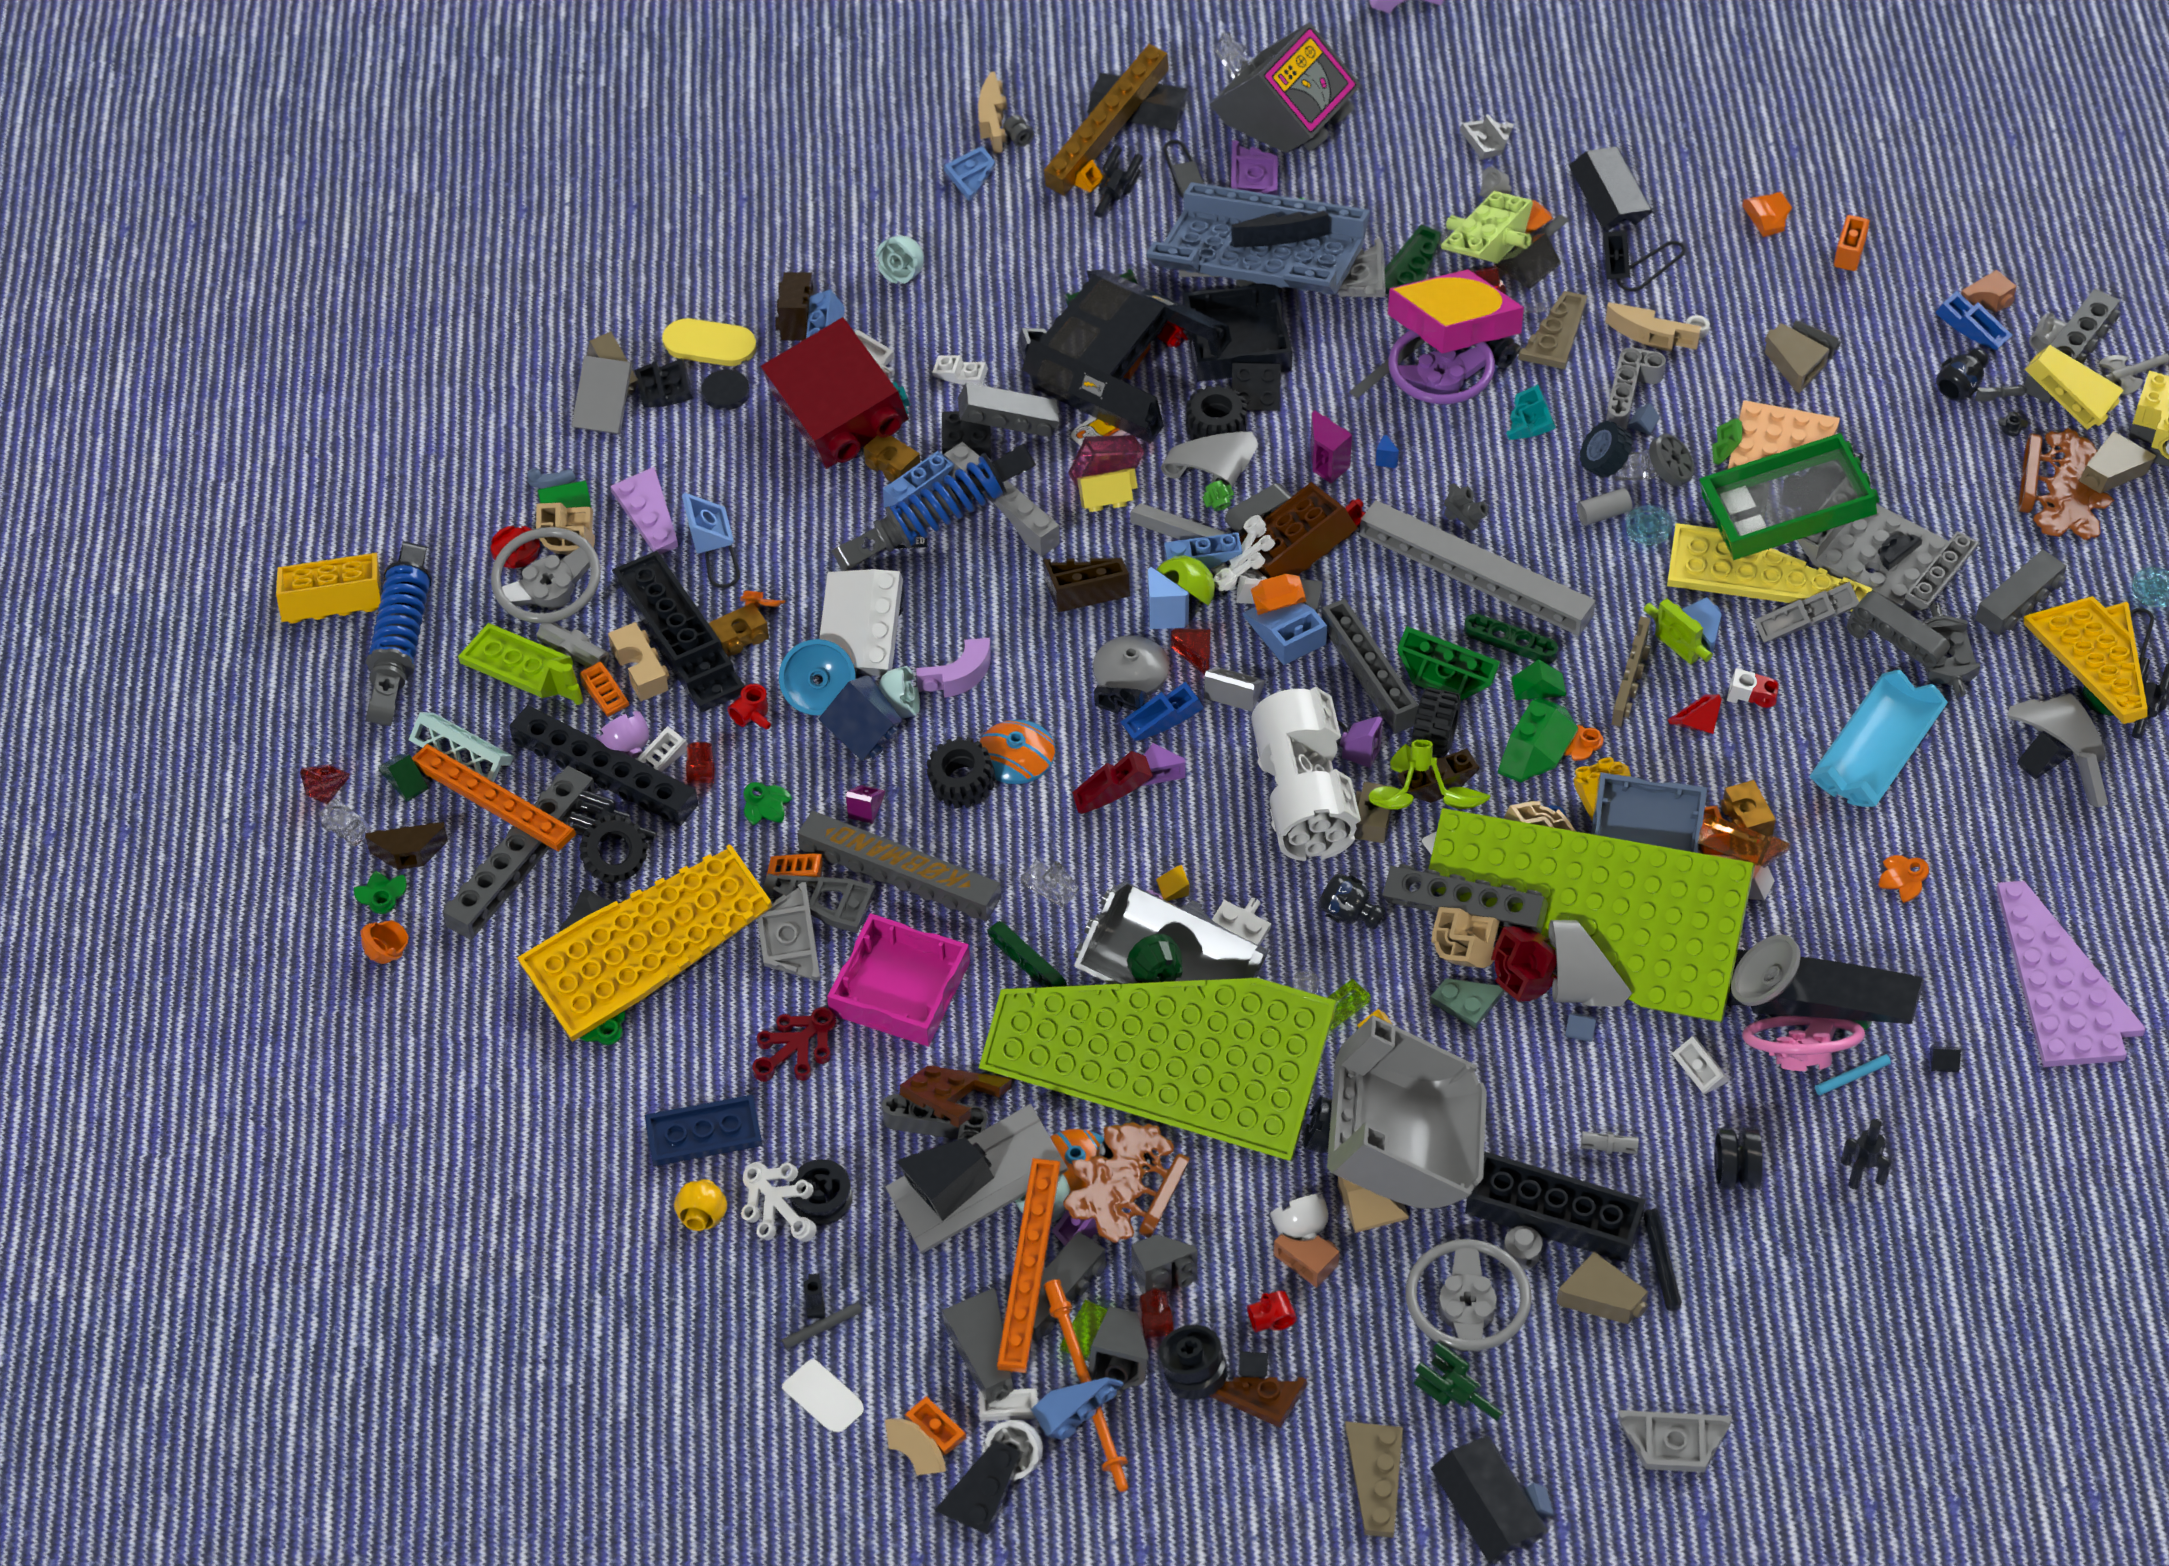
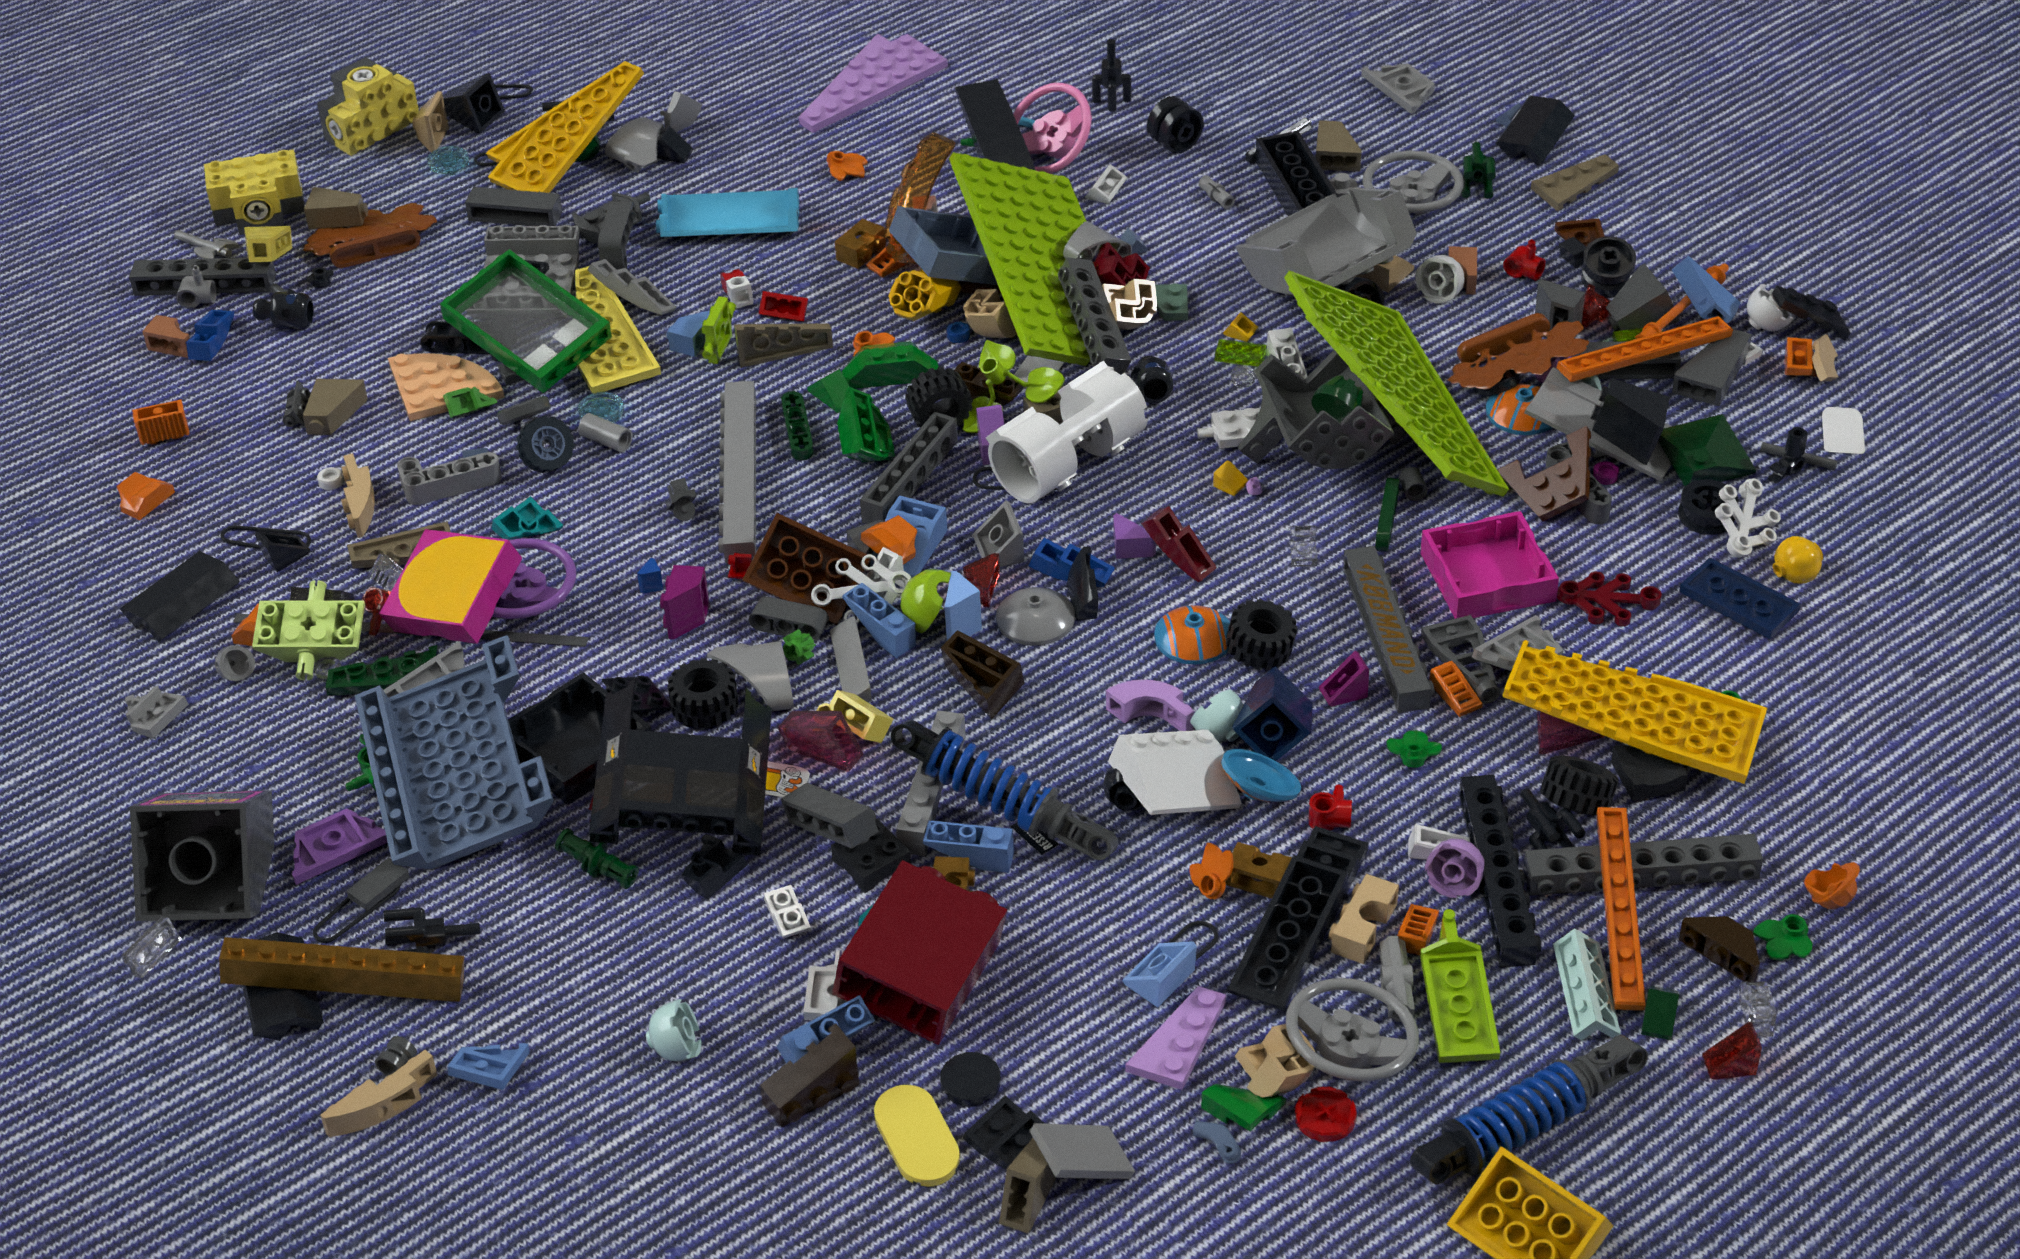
camera: 125 degrees left, 10 degrees down
(700, 763) = (1426, 800): clear red piece -> none
(885, 1243) = (1705, 451): none -> dark green slope
(1279, 230) = (430, 744): black slope -> none
(1766, 970) = (1024, 132): light grey dish -> none

